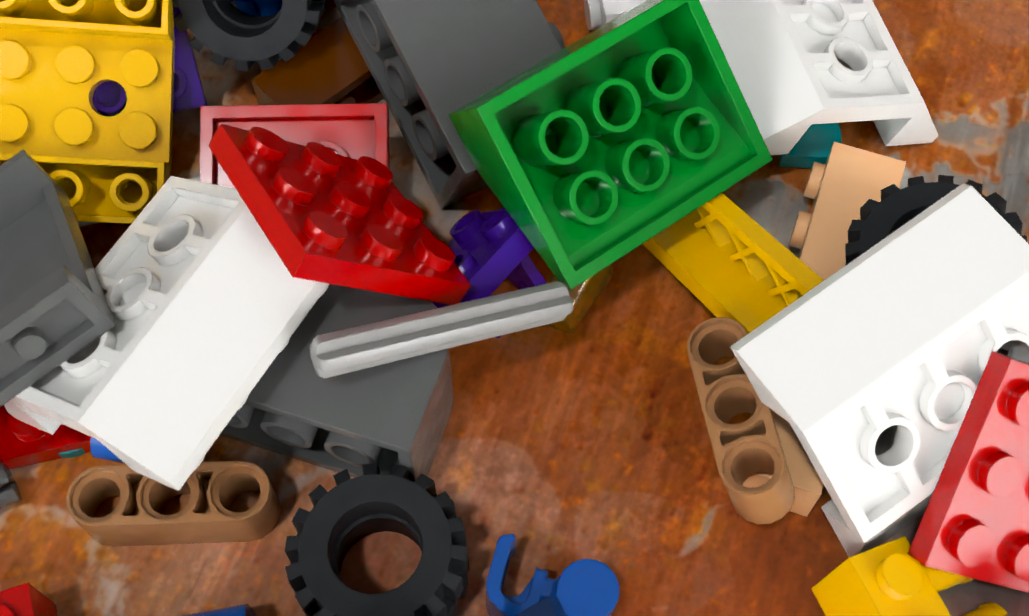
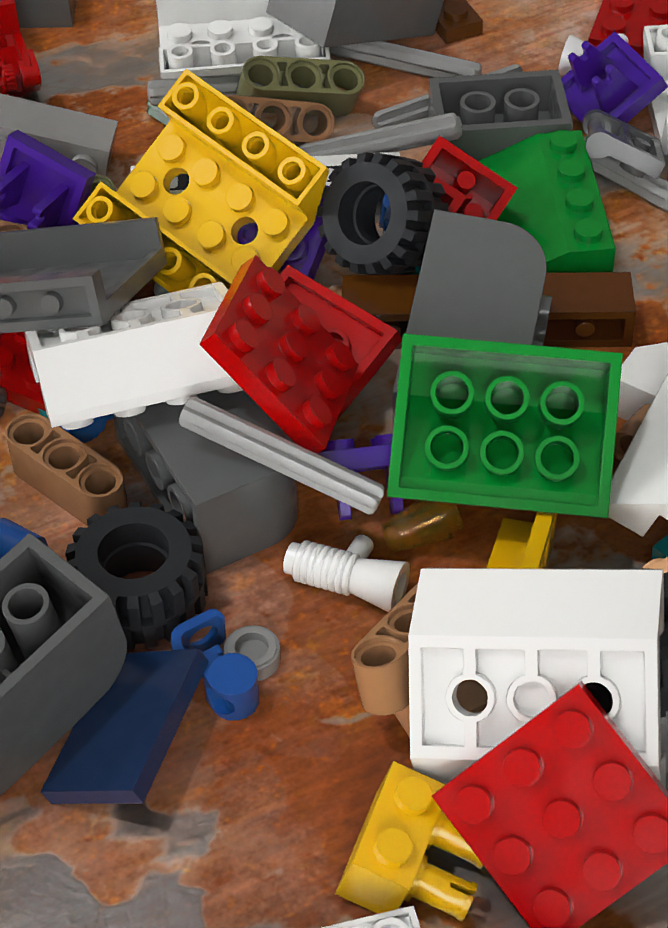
camera: 45 degrees right, 15 degrees down
(555, 540) = (259, 645): none -> light grey tile
(563, 389) = (349, 571): none -> white piece

